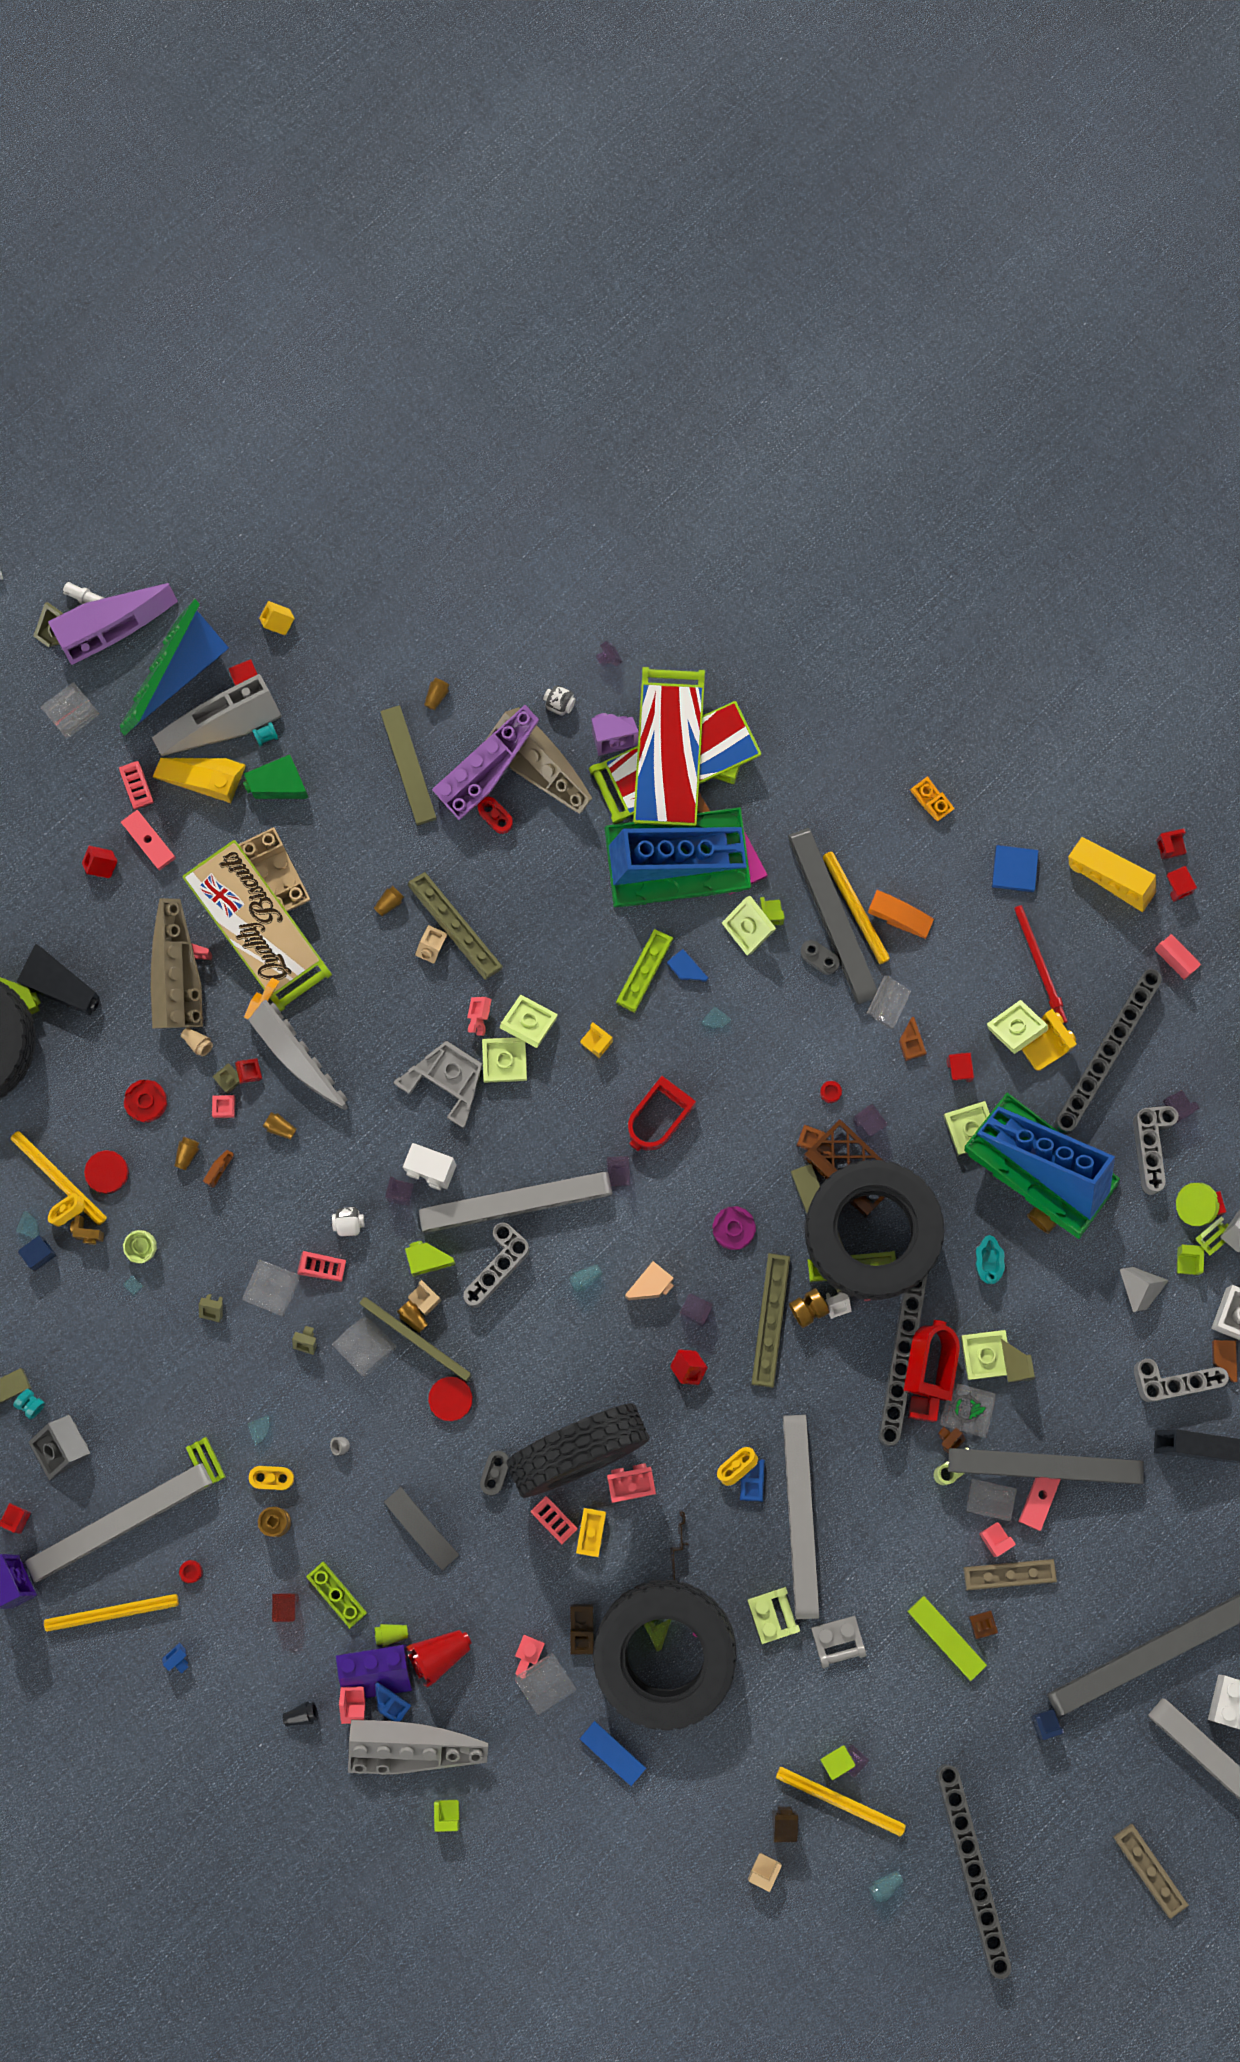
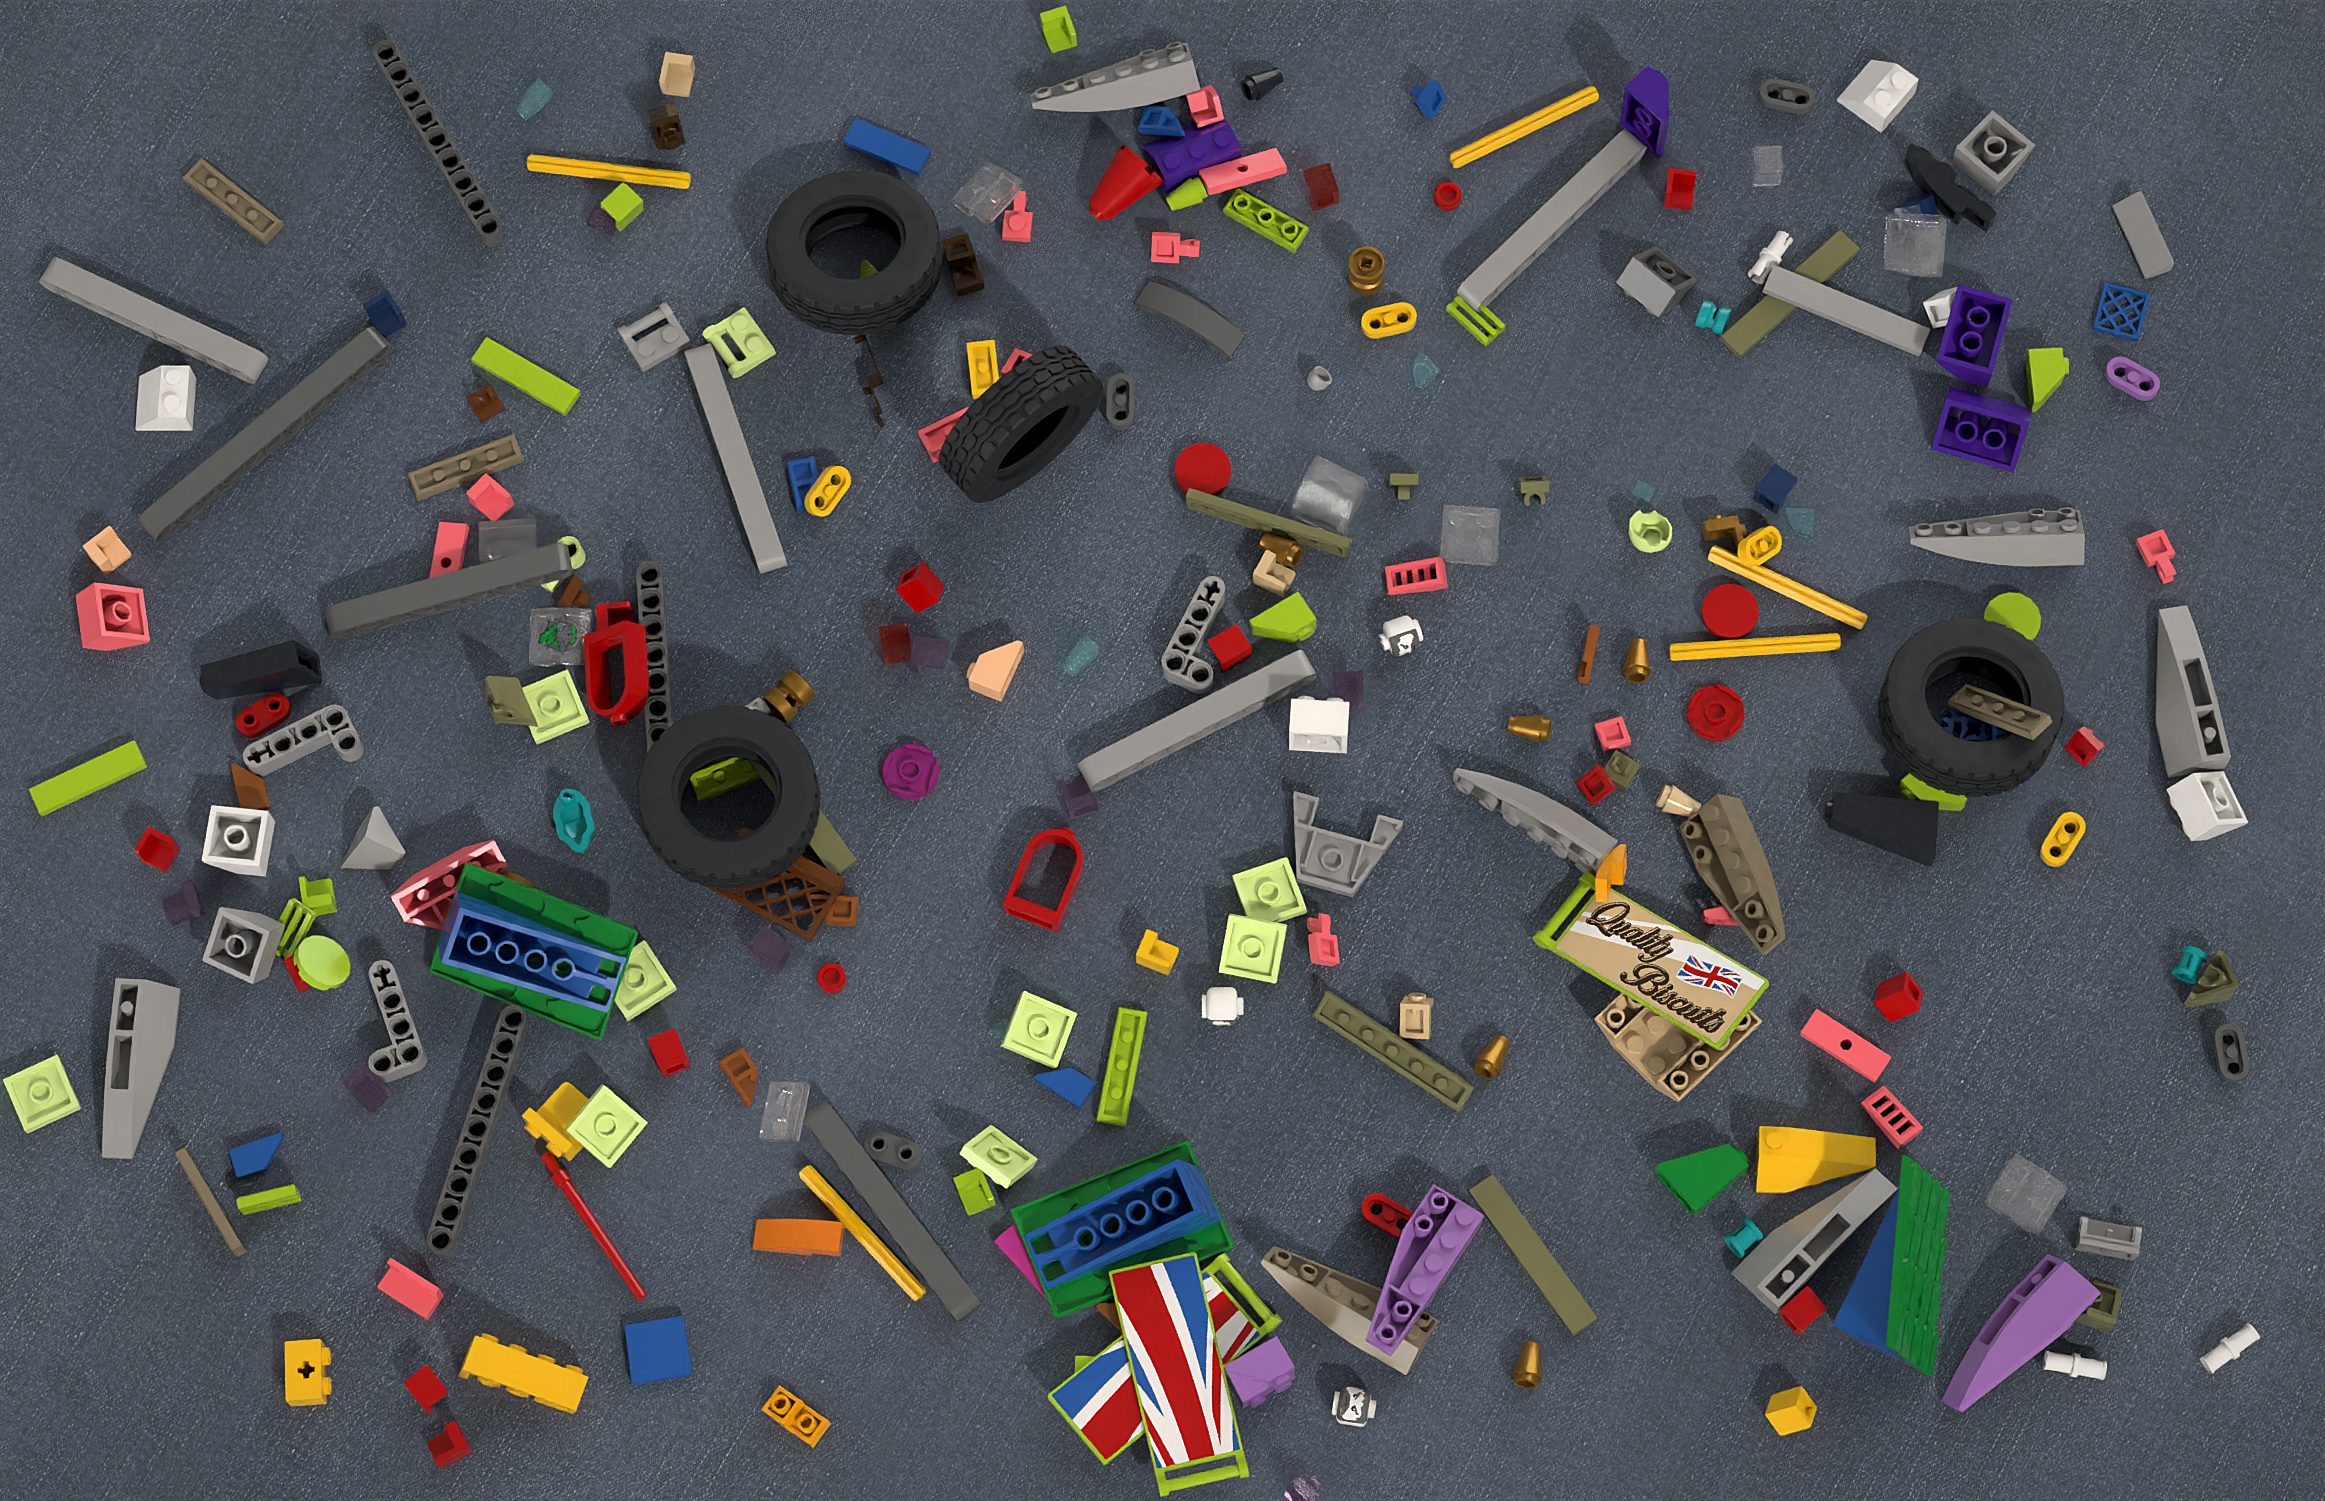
camera: 165 degrees right, 5 degrees down
(28, 667) = (2108, 1239): none -> light grey hinge
(99, 1140) = (1754, 646): none -> yellow axle
(328, 1640) = (1242, 171): none -> coral tile
(417, 1591) = (1168, 247): none -> coral plate
(474, 1249) = (1230, 648): none -> red panel
(563, 987) = (1221, 1006): none -> white head
(695, 1008) = (1039, 1029): none -> yellowish green plate
(718, 1327) = (895, 643): none -> clear red panel
(770, 1320) = (833, 674): olive tile -> none
(1104, 1236) = (429, 893): none -> coral wedge
(1205, 1415) = (264, 717): none -> red plate

